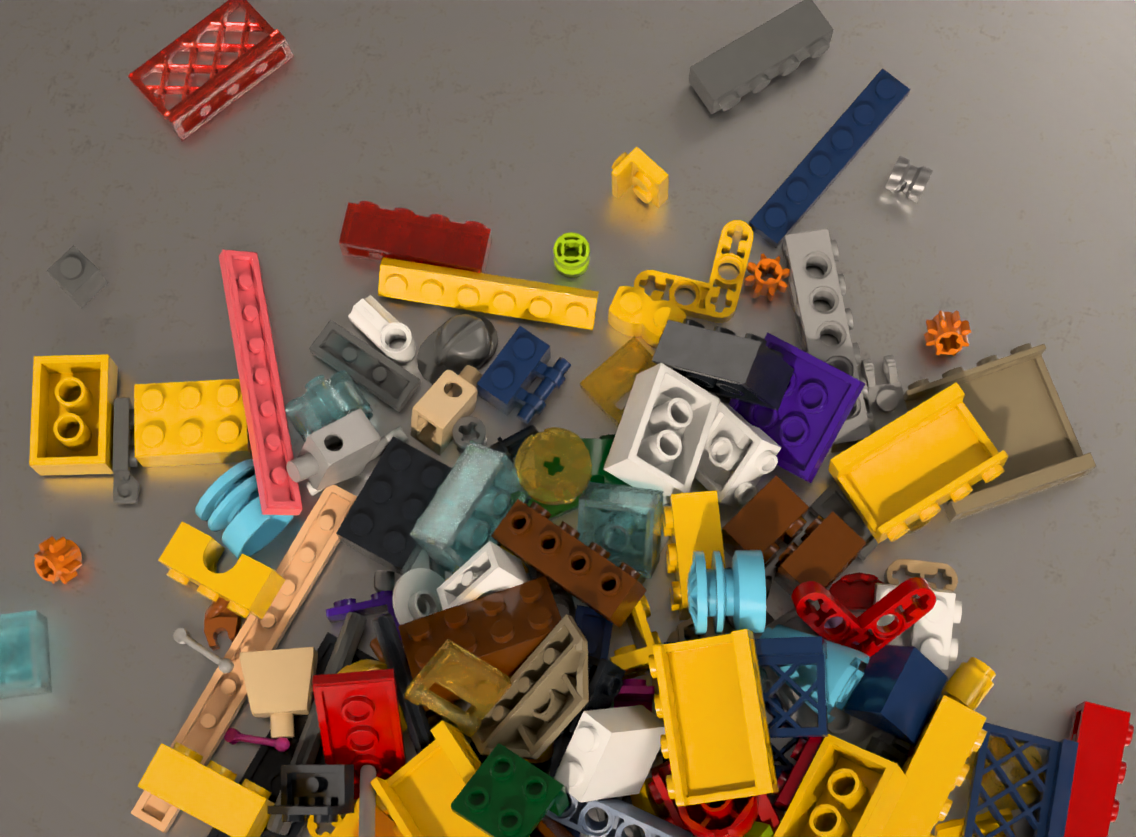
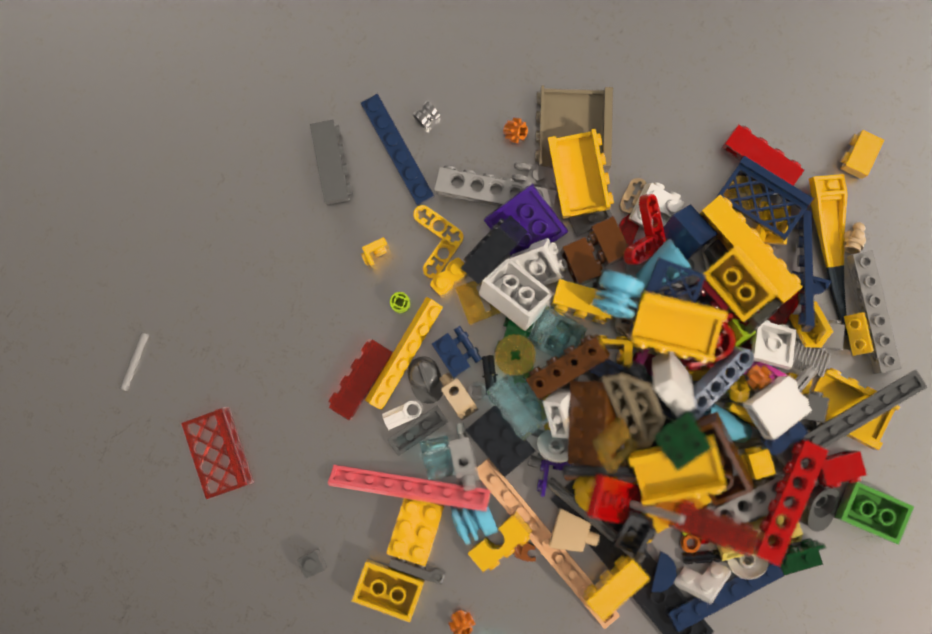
camera: 65 degrees left, 10 degrees up
(183, 636) = (523, 572): light grey hinge -> none
(234, 736) = (583, 564): dark pink hinge -> none
(768, 287) = (449, 213): orange gear -> none
(970, 683) = (695, 195): yellow brick -> none

